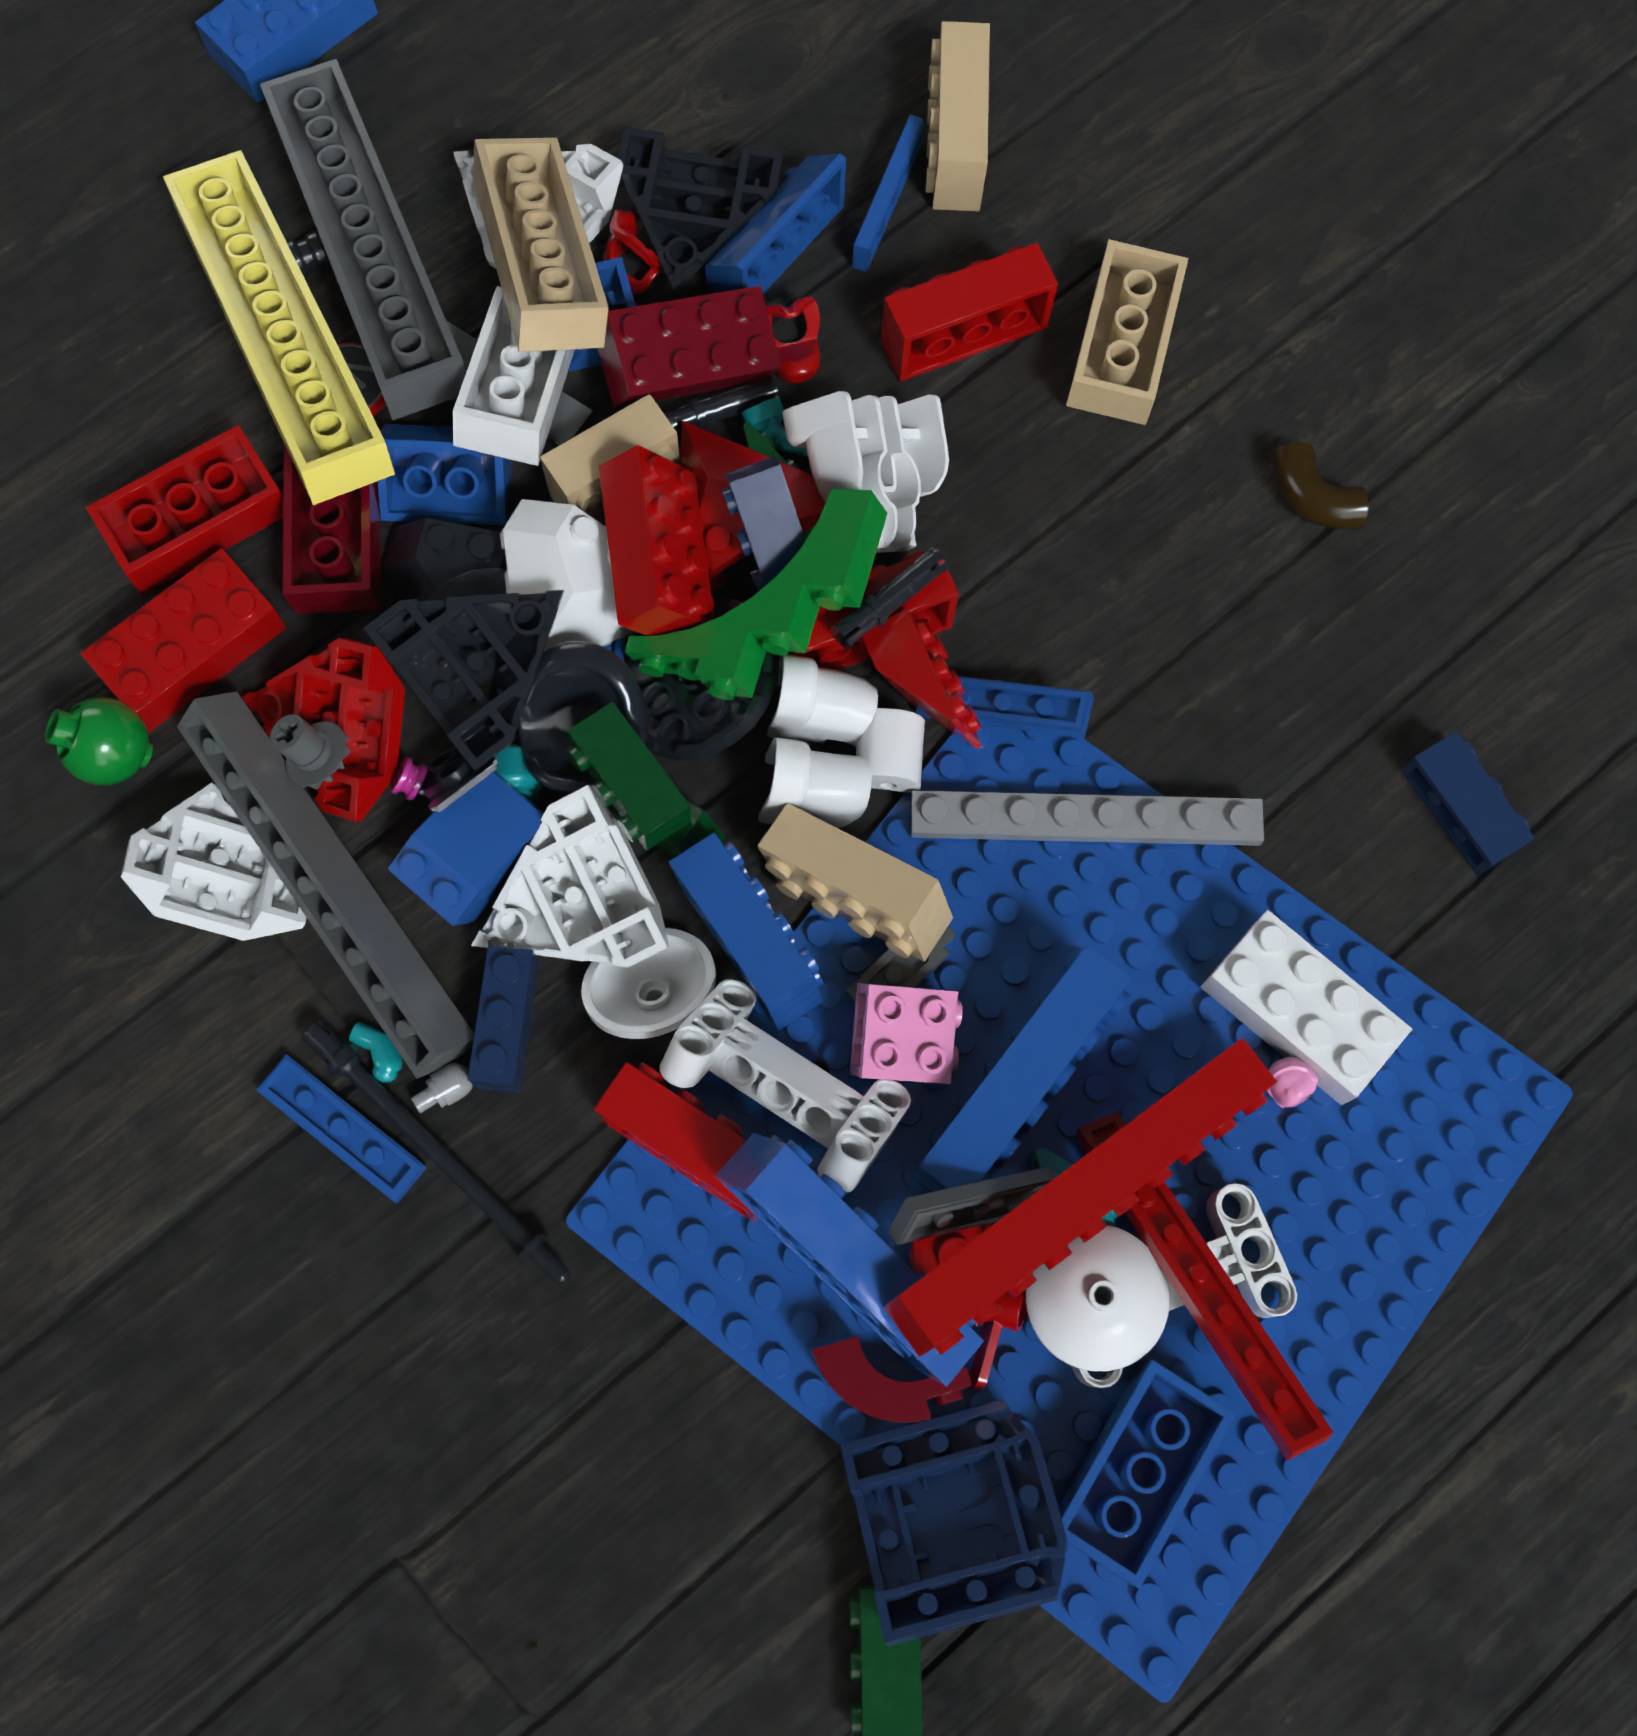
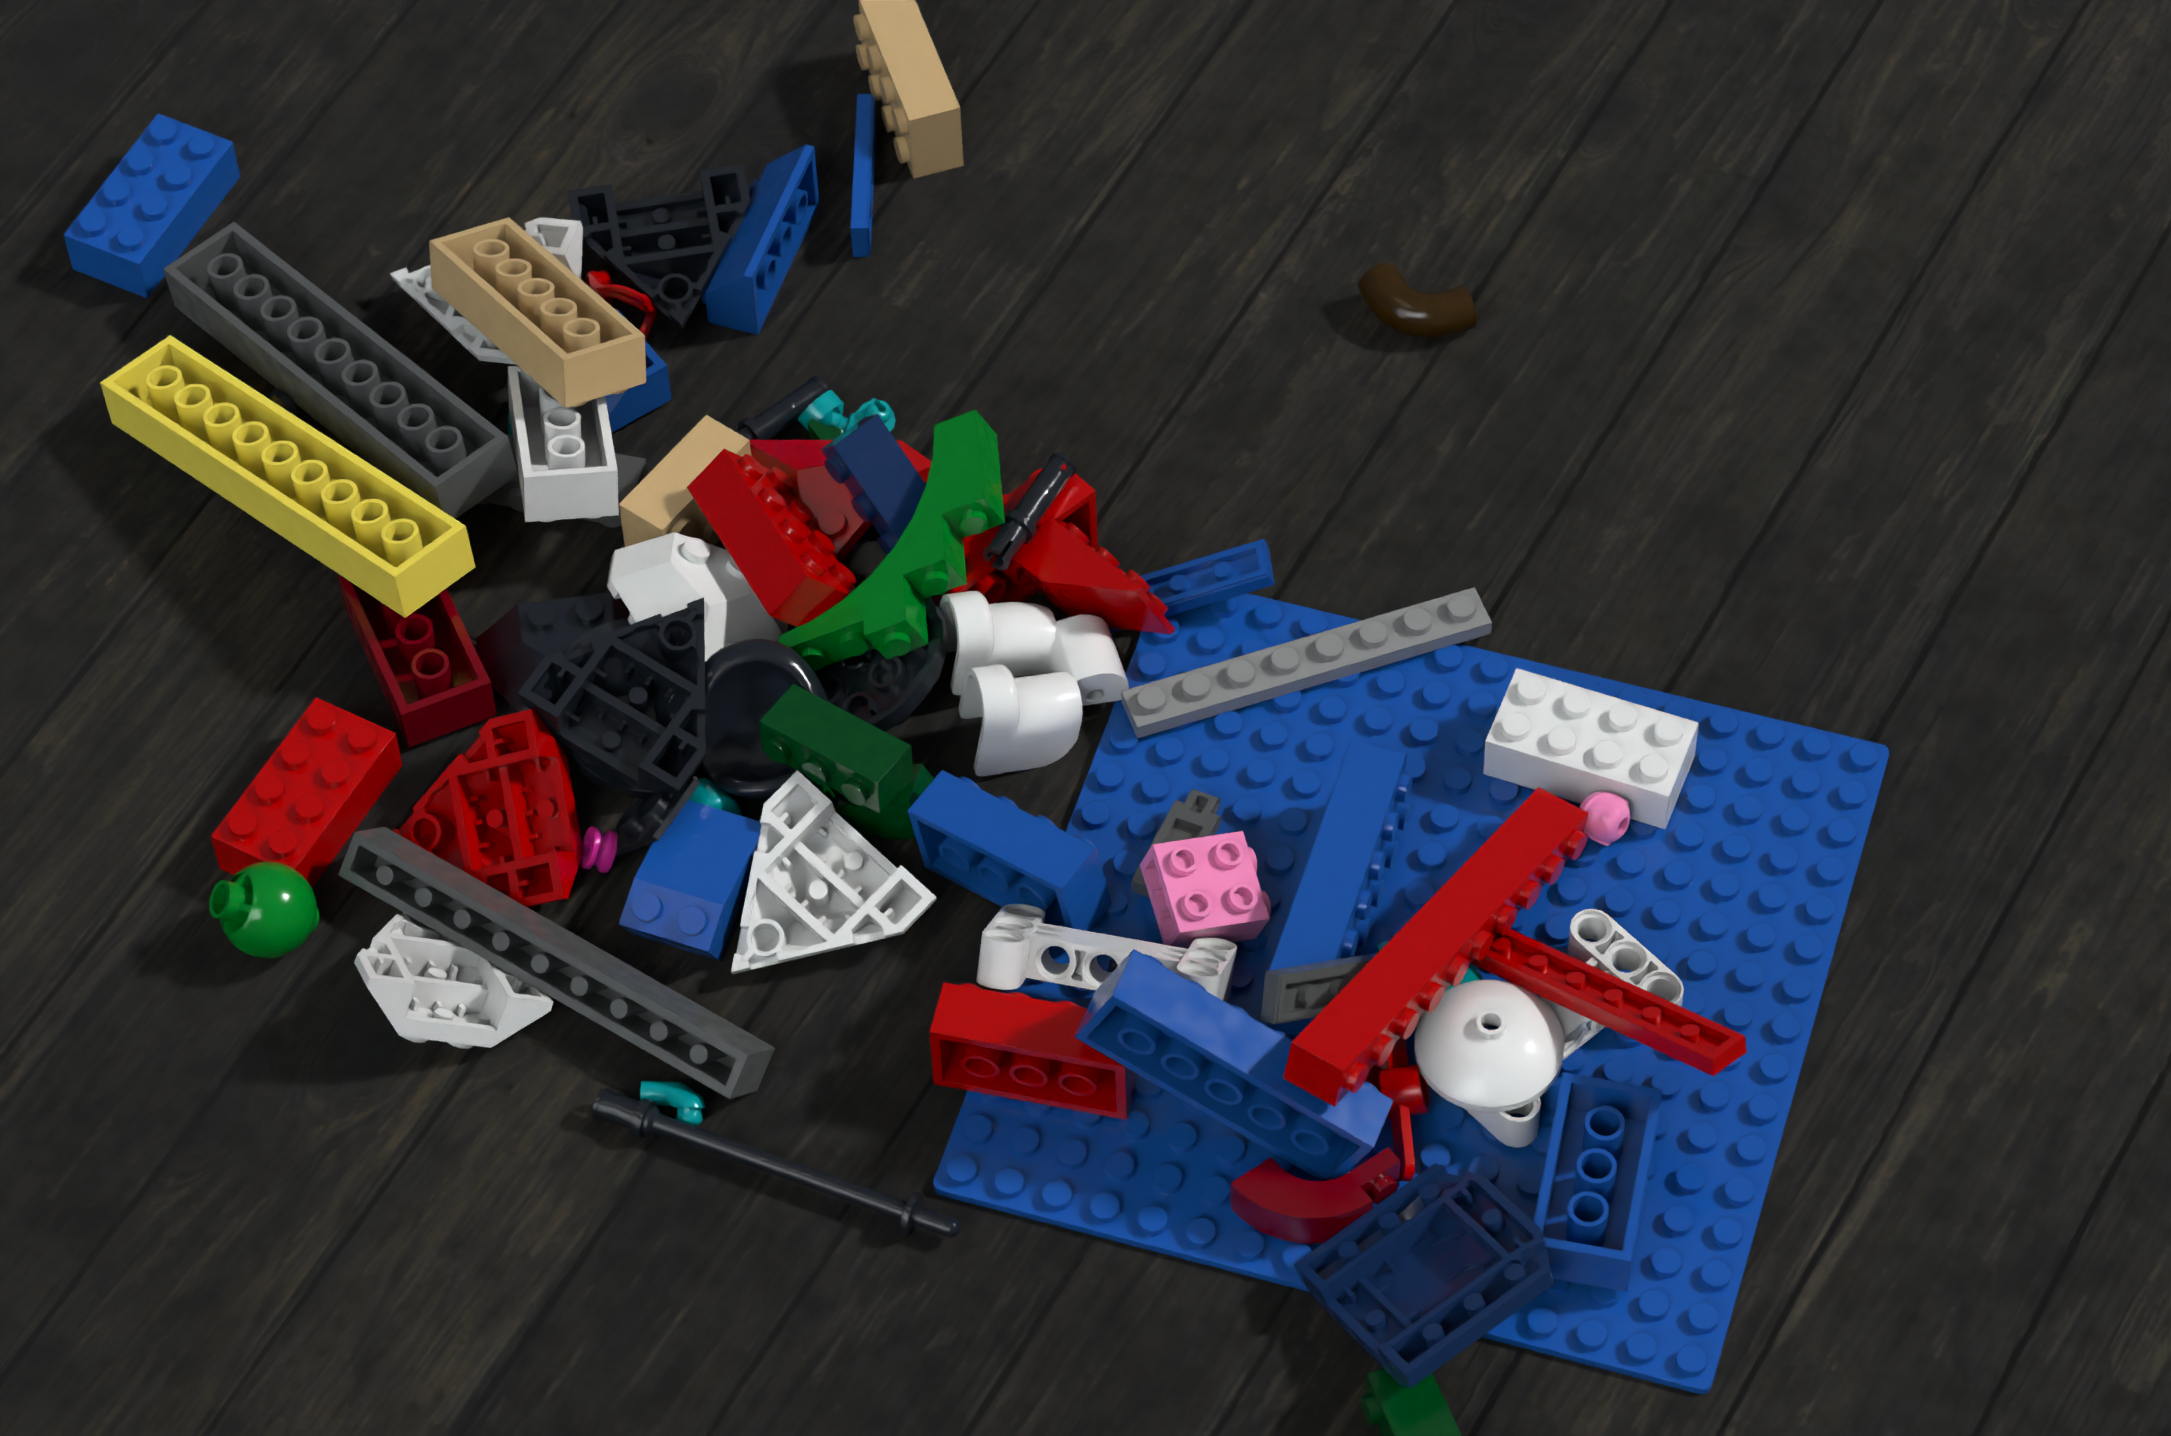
camera: 15 degrees left, 20 degrees down
(188, 510) = (260, 680): red brick -> none
(310, 750) = (493, 841): dark grey gear -> none
(341, 1128) = (666, 1182): blue tile -> none
(442, 479) = (518, 566): blue slope -> none
(444, 1087) = (757, 1109): light grey cylinder -> none
(504, 1019) = (794, 1025): dark blue brick -> none
(652, 994) = (934, 947): white dish -> none
(688, 346) = (725, 366): dark red brick -> none
(800, 358) = (837, 354): red piece -> none
(856, 883) = (1103, 773): tan brick -> none
(875, 447) = (945, 381): white piece -> none
(967, 311) = (994, 253): red brick -> none
(1127, 332) = (1164, 223): tan brick -> none
(1467, 803) = (1680, 530): dark blue brick -> none

